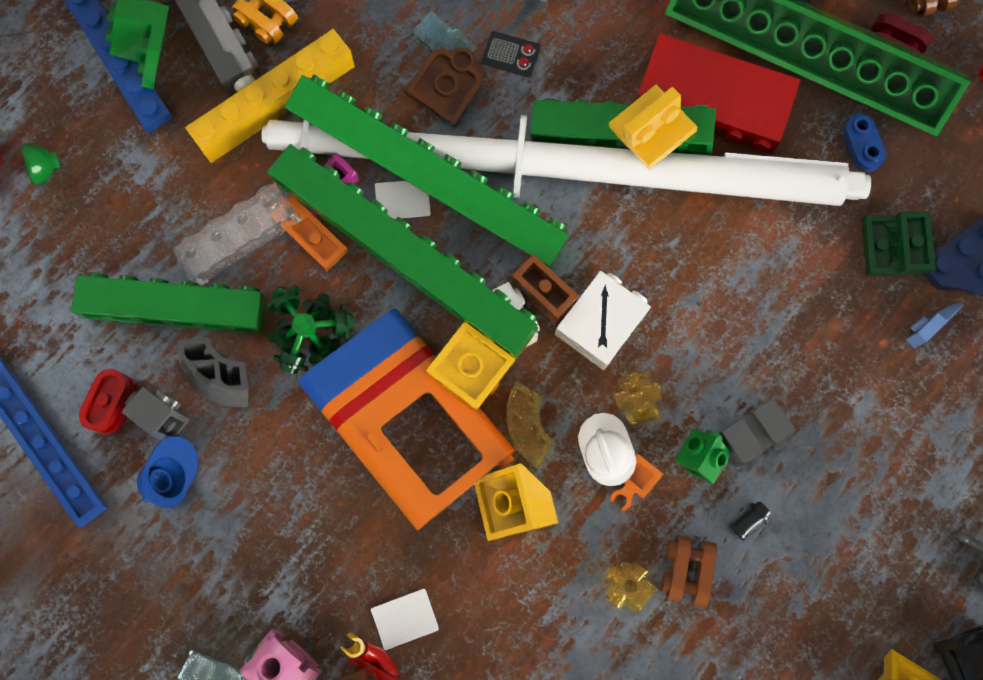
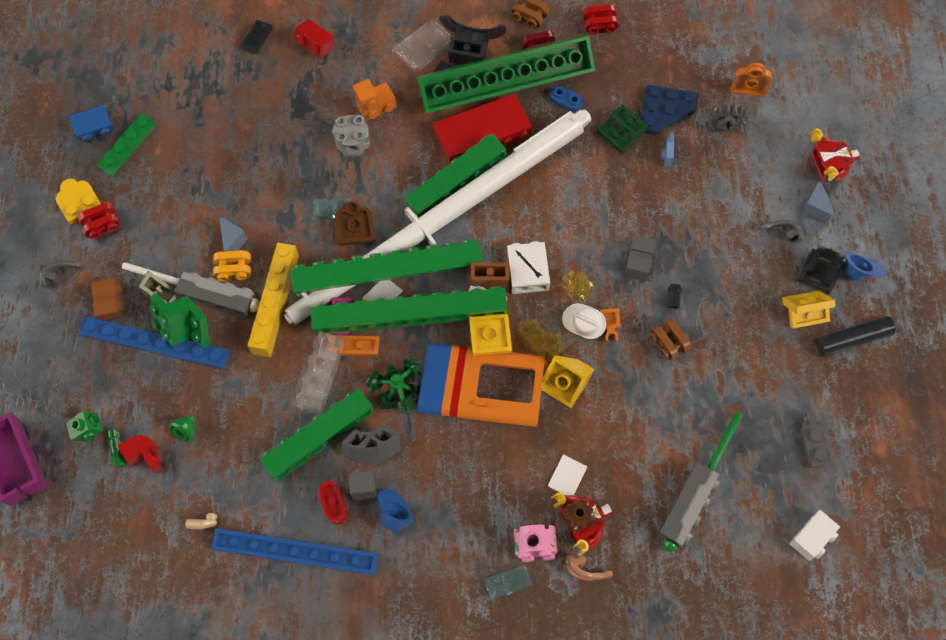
camera: 40 degrees left, 10 degrees down
(510, 54) = (369, 189): black sticker -> none
(640, 590) = (651, 368): clear yellow brick -> none
(653, 125) = (472, 162): yellow bracket -> none
(703, 455) = (628, 285): green brick -> none

